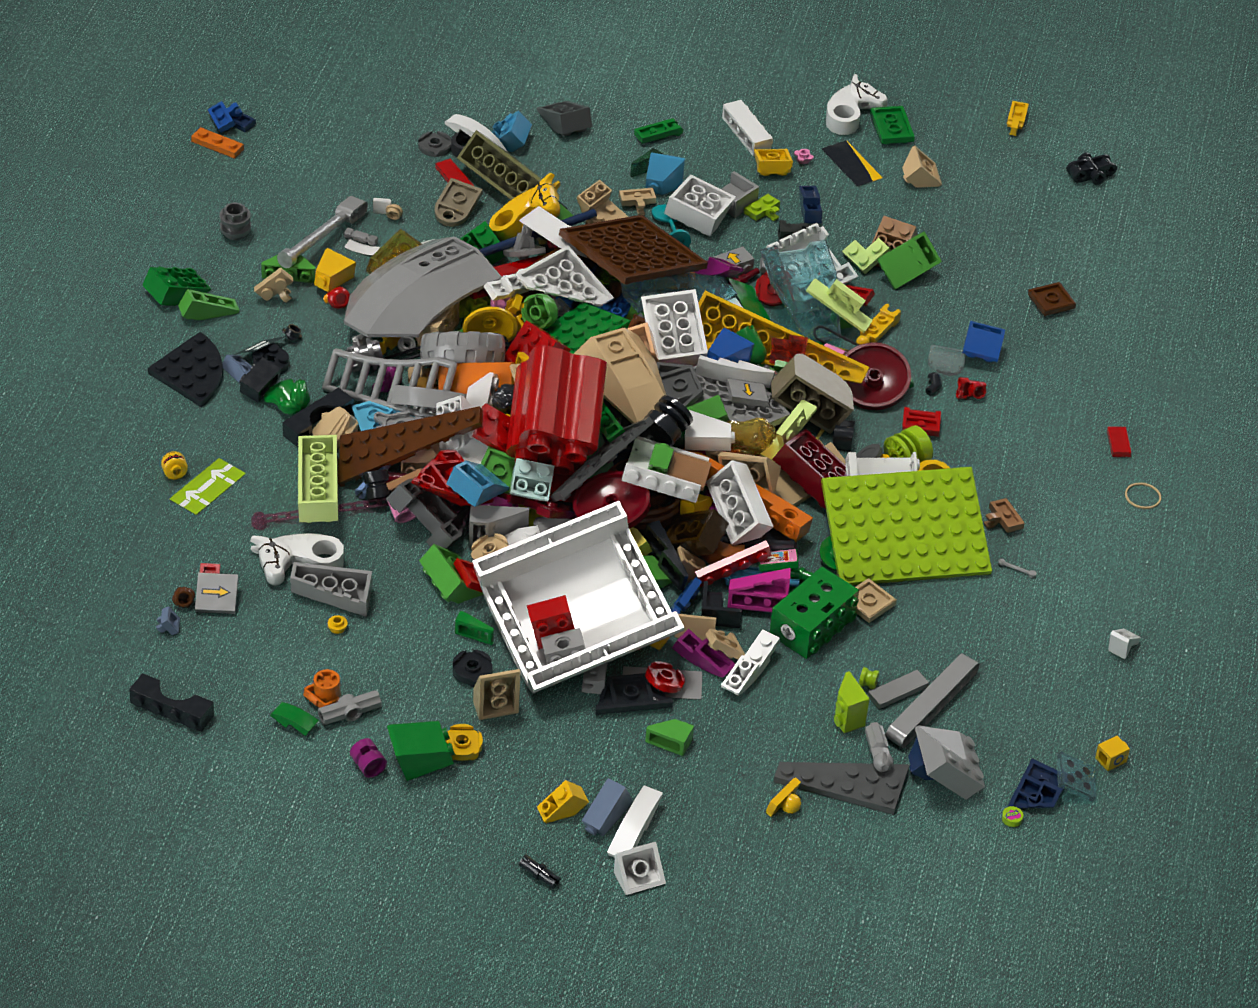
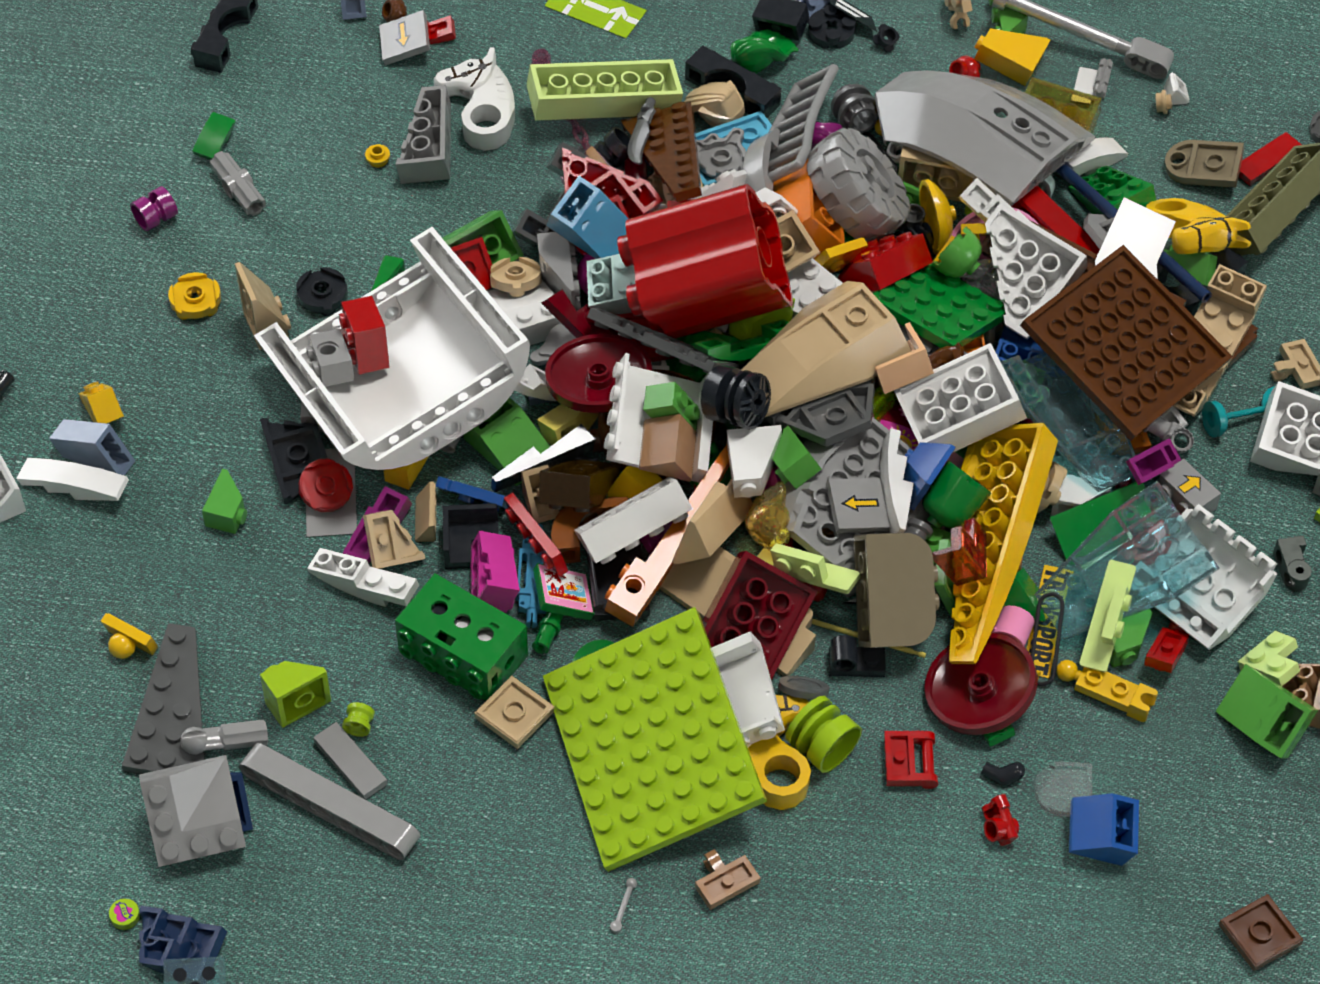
camera: 85 degrees right, 10 degrees up
(325, 687) = (262, 156): orange piece -> none
(376, 459) = (641, 131): none -> dark grey sword
(421, 747) = (163, 244): green slope -> none

